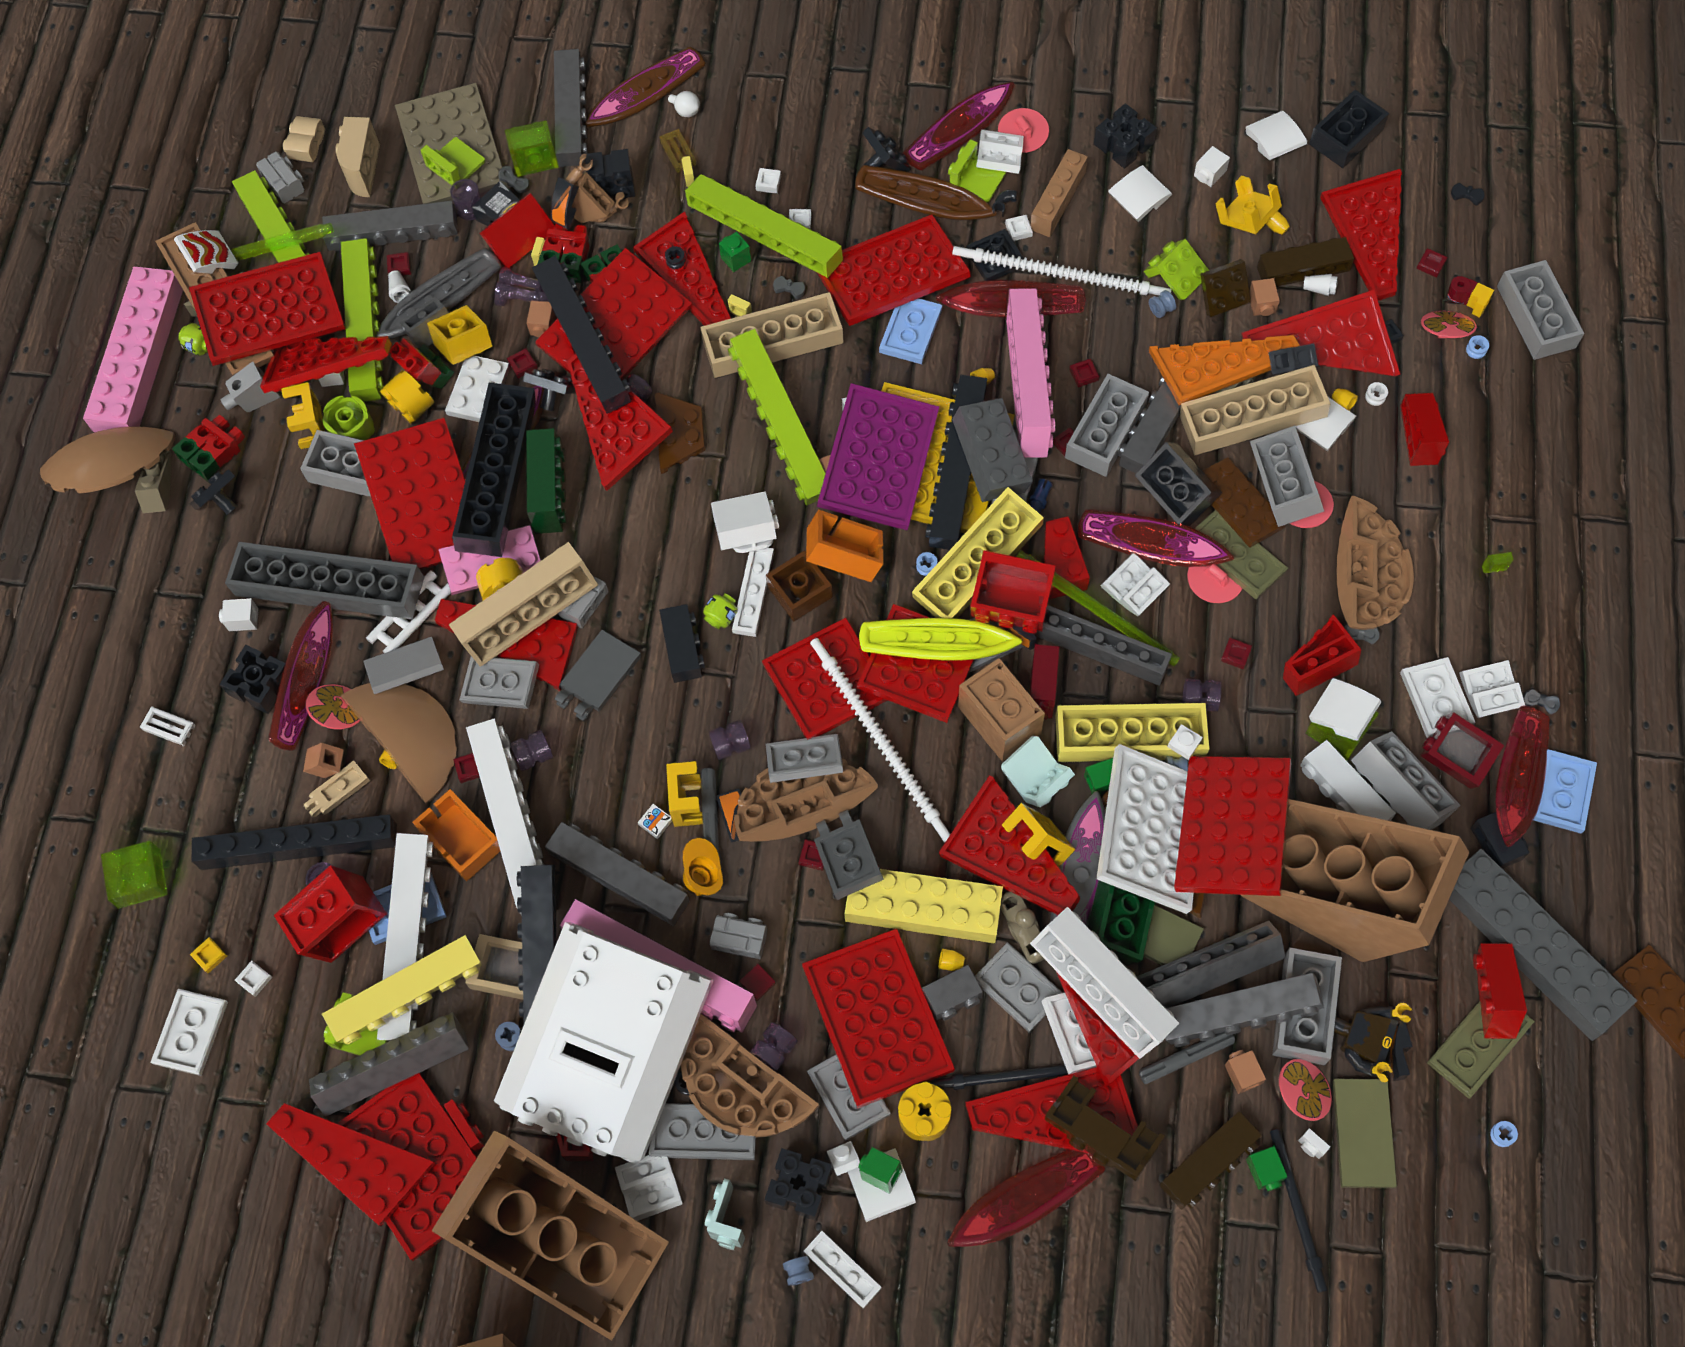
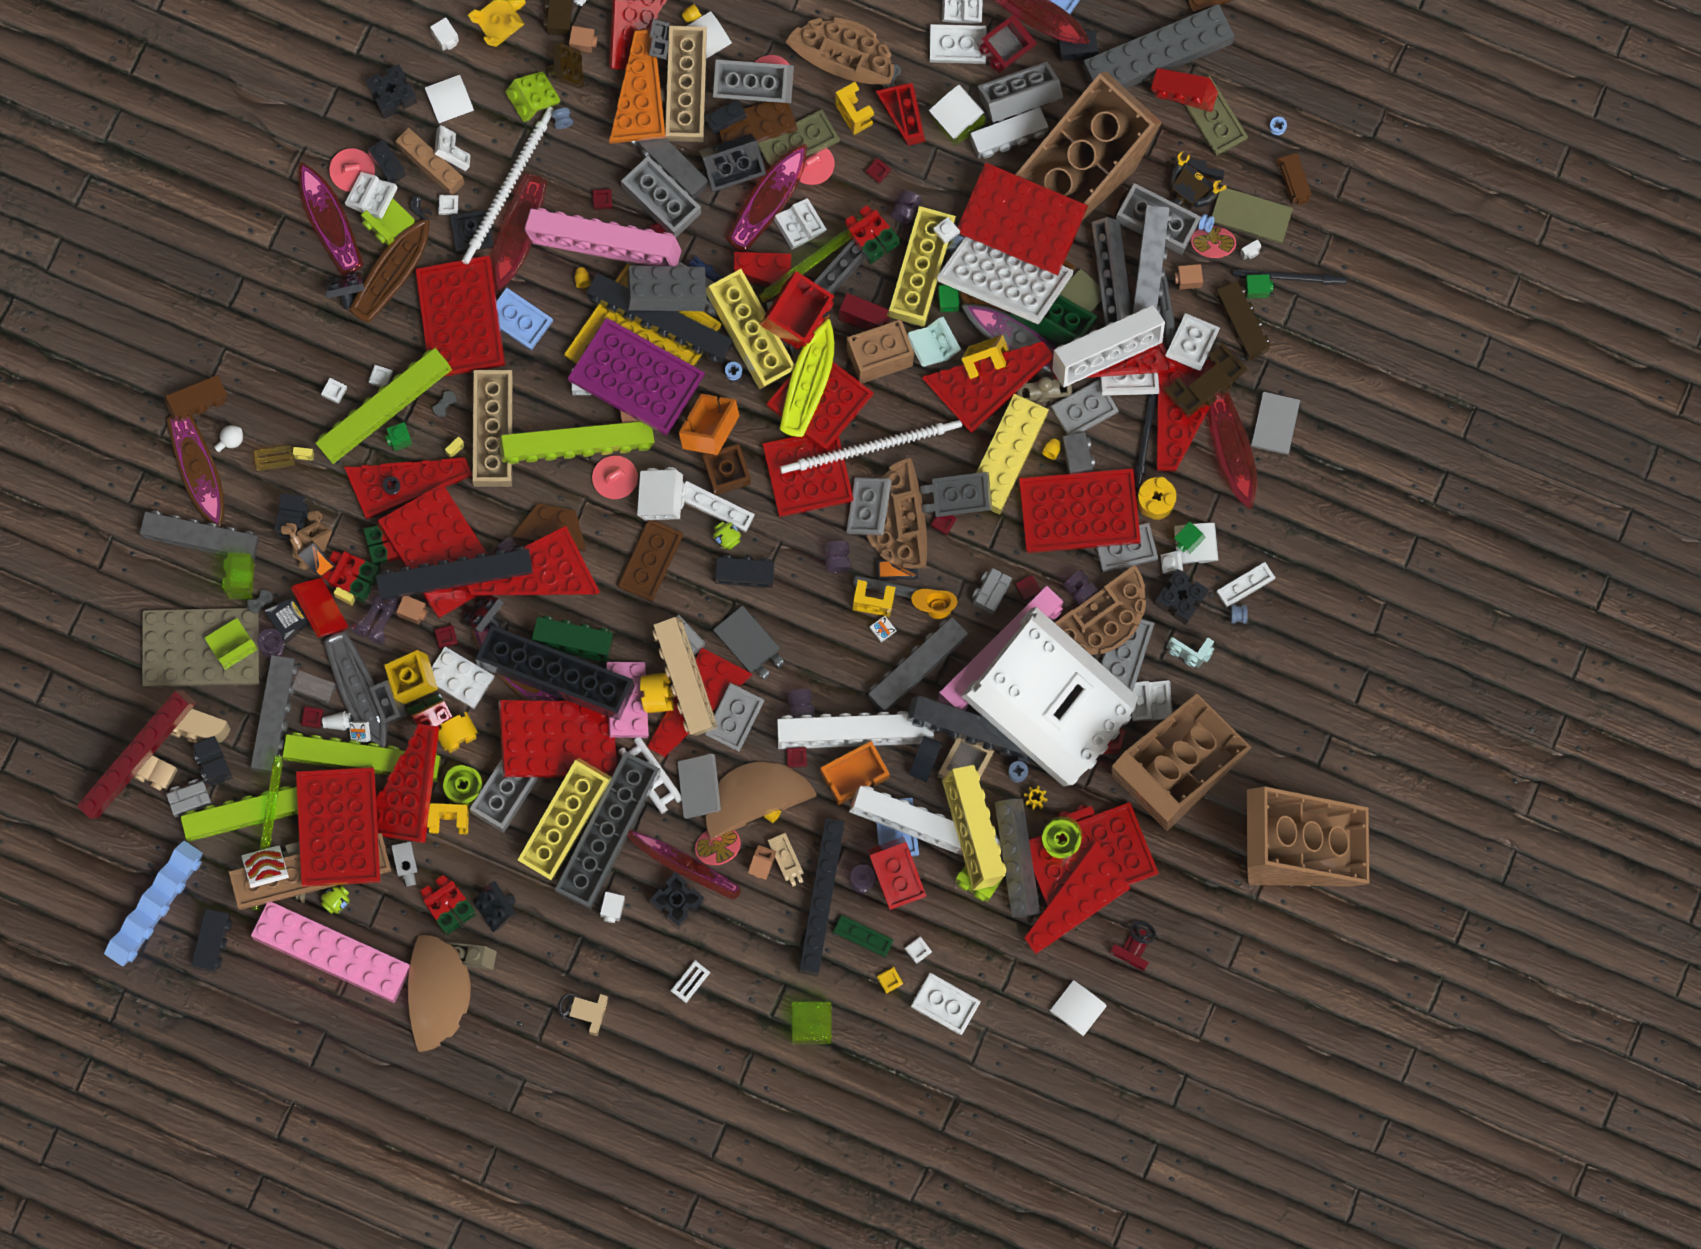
camera: 85 degrees left, 10 degrees up
(105, 622) = (584, 1010): none -> tan piece
(126, 239) = (211, 941): none -> black brick
(158, 177) = (154, 904): none -> light blue brick
(209, 1203) = (1078, 1008): none -> white slope
(259, 907) = (863, 936): none -> dark green tile
(305, 1256) = (1135, 945): none -> dark red piece
(306, 104) = (136, 754): none -> dark red brick
(321, 181) = (214, 766): none -> black brick
(325, 526) = (564, 818): none -> light yellow brick
(388, 307) = (360, 731): none -> tile
(422, 1111) = (1068, 846): none -> lime brick
(428, 249) = (314, 686): none -> clear panel
(484, 1062) = (1036, 792): none -> yellow gear
(491, 911) = (925, 758): none -> black beam
(668, 541) = (650, 560): none -> reddish brown tile
(716, 60) = (196, 399): none -> reddish brown brick
(757, 474) = (615, 477): none -> coral shield
(1042, 154) = (386, 162): none -> black brick
(1077, 201) = (447, 150): none -> white tile
(1084, 1248) = (1275, 423): none -> light grey tile
(1150, 648) = (872, 234): none -> hips
(1155, 1099) = (1192, 342): none -> white plate
(1232, 463) = (725, 117): none -> black plate
(1300, 588) = (856, 120): none -> yellow panel
(1327, 1072) = (1206, 223): none -> light blue bush
(1438, 1176) = (1294, 179): none -> reddish brown window

